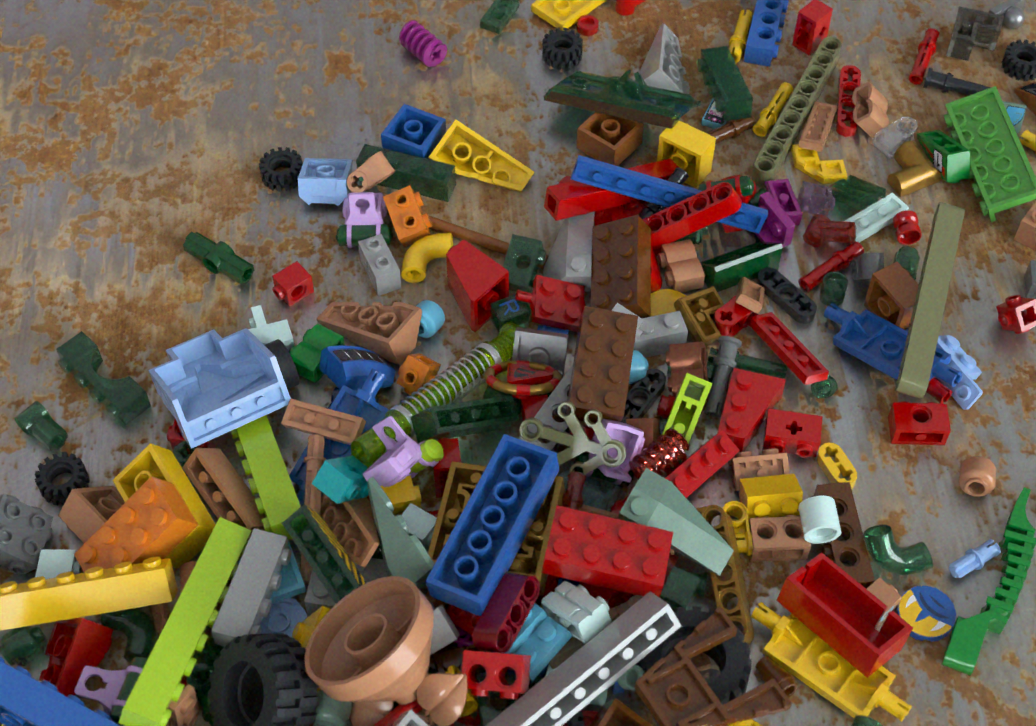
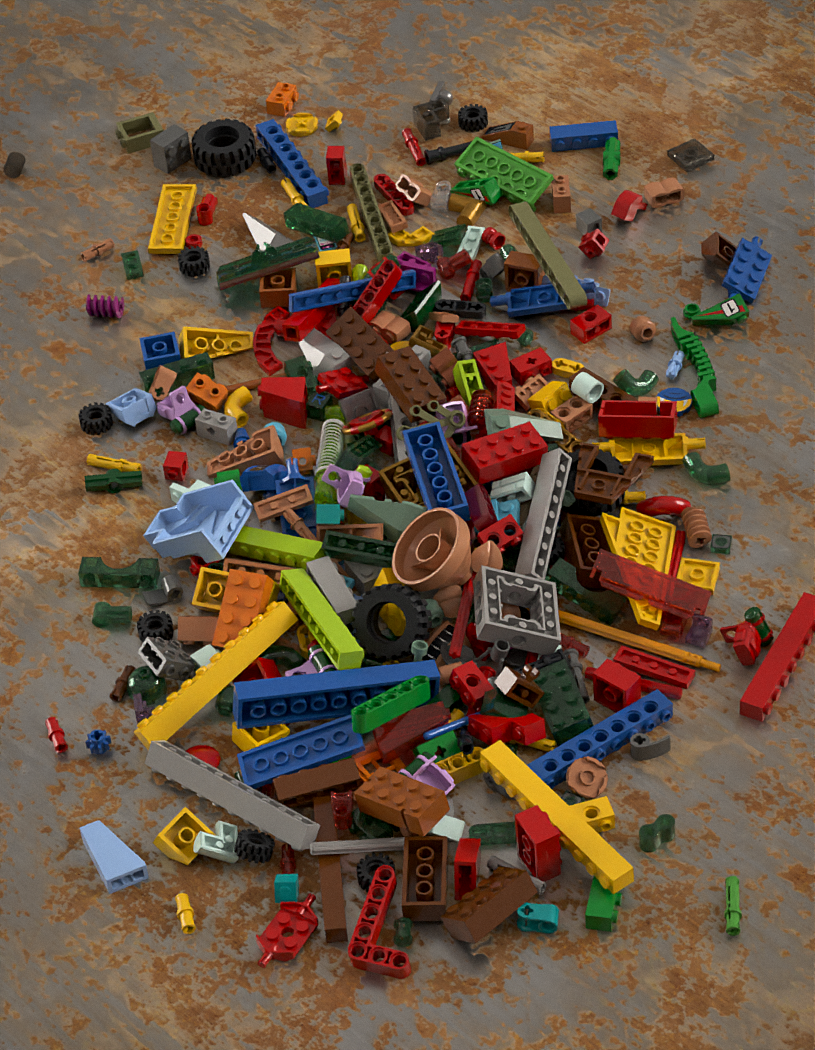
camera: 35 degrees left, 10 degrees down
(119, 440) = (170, 592): none -> dark grey panel
(252, 254) = (110, 463): none -> yellow pin
(394, 294) = (241, 435): none -> blue cone
(531, 196) = (263, 338): none -> red tile
(714, 172) = (359, 272): none -> lime cone

